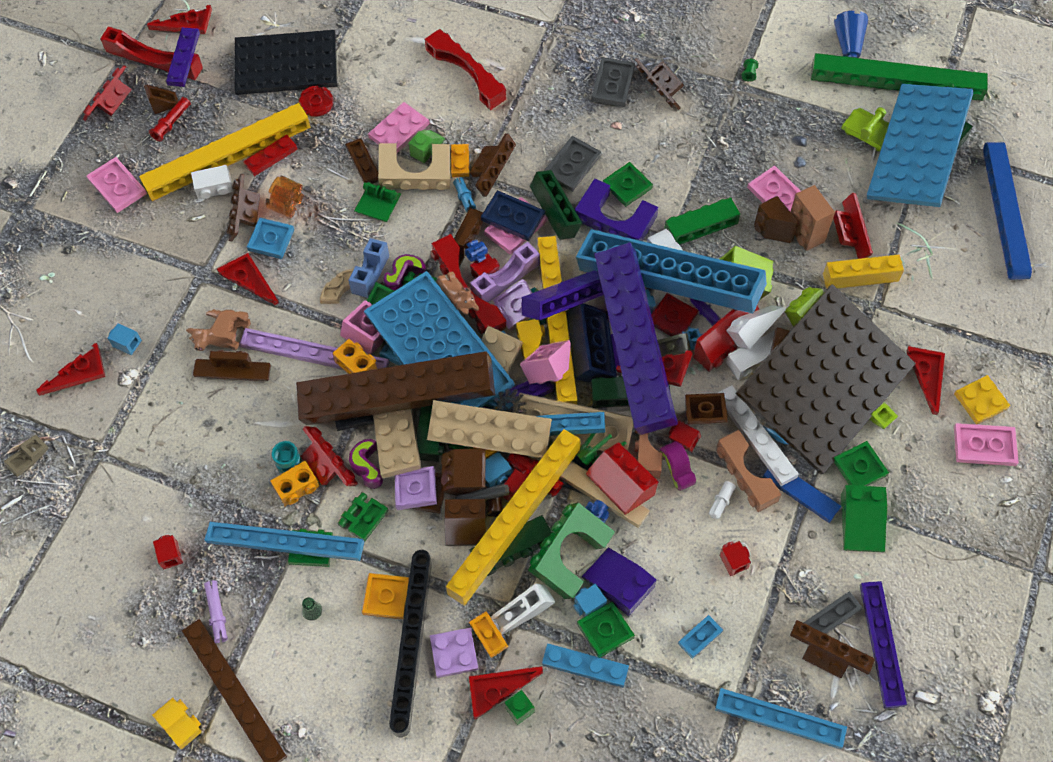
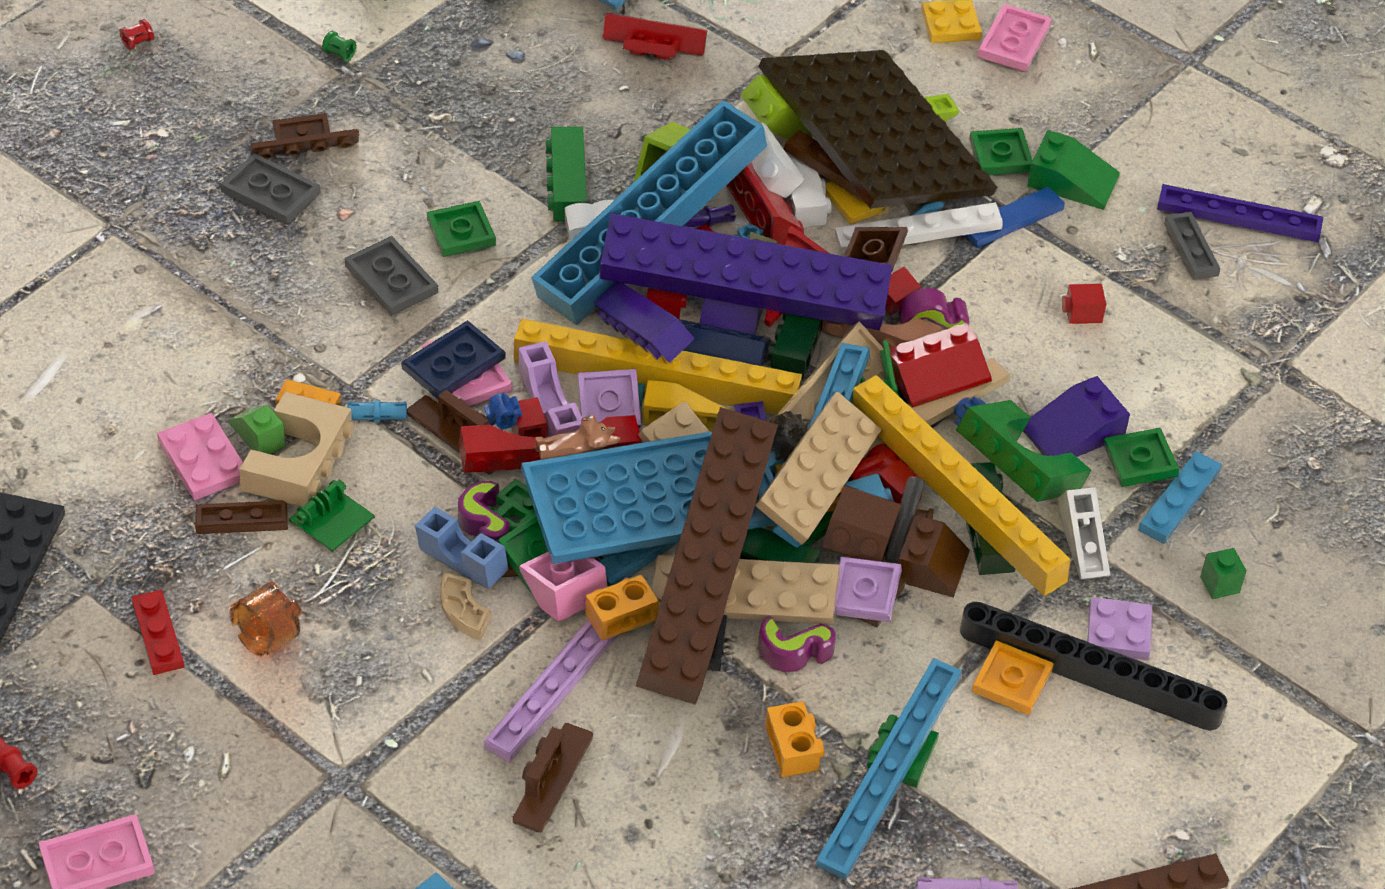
camera: 75 degrees left, 15 degrees down
(212, 182) = (174, 717): white brick -> none
(222, 331) = (477, 766): nougat animal -> none
(225, 151) = (119, 687): yellow brick -> none
(244, 207) = (246, 691): reddish brown bracket -> none
(247, 275) = (385, 714): red wing -> none
(270, 238) = (329, 667): dark azure plate -> none
(285, 456) = (748, 734): teal wheel -> none
(311, 609) = (1004, 767): clear green cone -> none
(316, 101) = (81, 546): red tile -> none
(324, 461) = (756, 697): red bracket -> none
(367, 520) = (885, 669): green plate -> none
(445, 49) = (194, 326): red arch -> none
(488, 634) = (1107, 580): light orange plate -> none
(490, 164) = (335, 367): reddish brown bracket -> none
(493, 688) = (1185, 597): red wing -> none
(547, 362) = (734, 379): bright pink slope -> none
(556, 204) = (449, 307): dark green brick -> none
(589, 600) = (1100, 458): dark azure brick -> none
(590, 214) = (491, 280): dark purple arch -> none
(700, 636) = (1179, 371): dark azure plate -> none
(722, 500) = (997, 291): white axle -> none
(760, 491) = (937, 256): nougat arch -> none
(773, 184) = (562, 88): bright pink plate -> none
(775, 221) = (613, 97): reddish brown slope -> none
(781, 718) = (1306, 333): dark azure plate -> none
(813, 217) = (633, 58): nougat brick -> none
(829, 652) = (1241, 258): reddish brown bracket -> none
(863, 271) = (726, 51): yellow brick -> none
(929, 373) = (905, 49): red wing -> none

